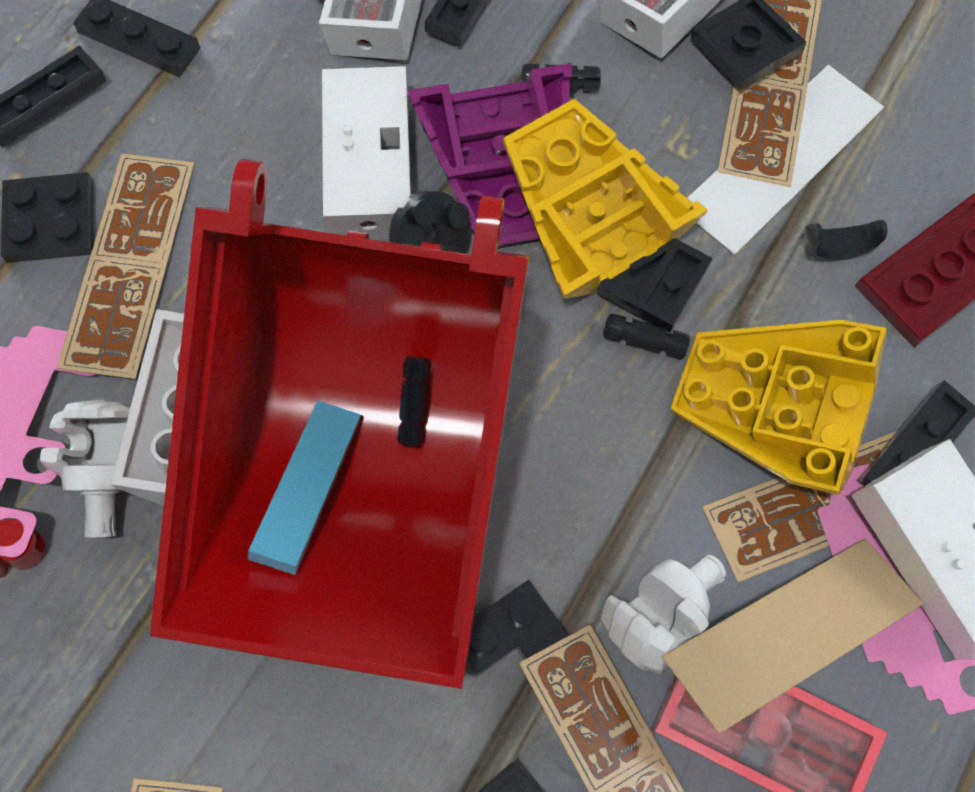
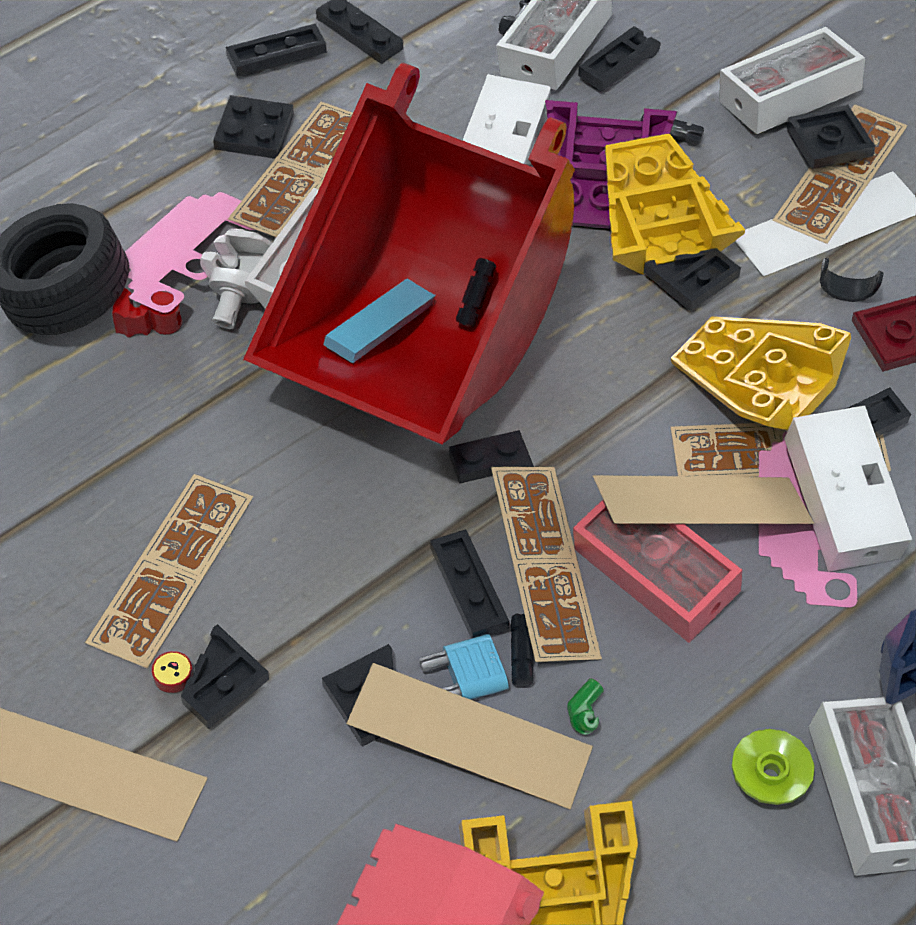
camera: 20 degrees right, 15 degrees down
(646, 336) = (670, 307): black axle -> none
(665, 614) = (618, 457): white piece -> none

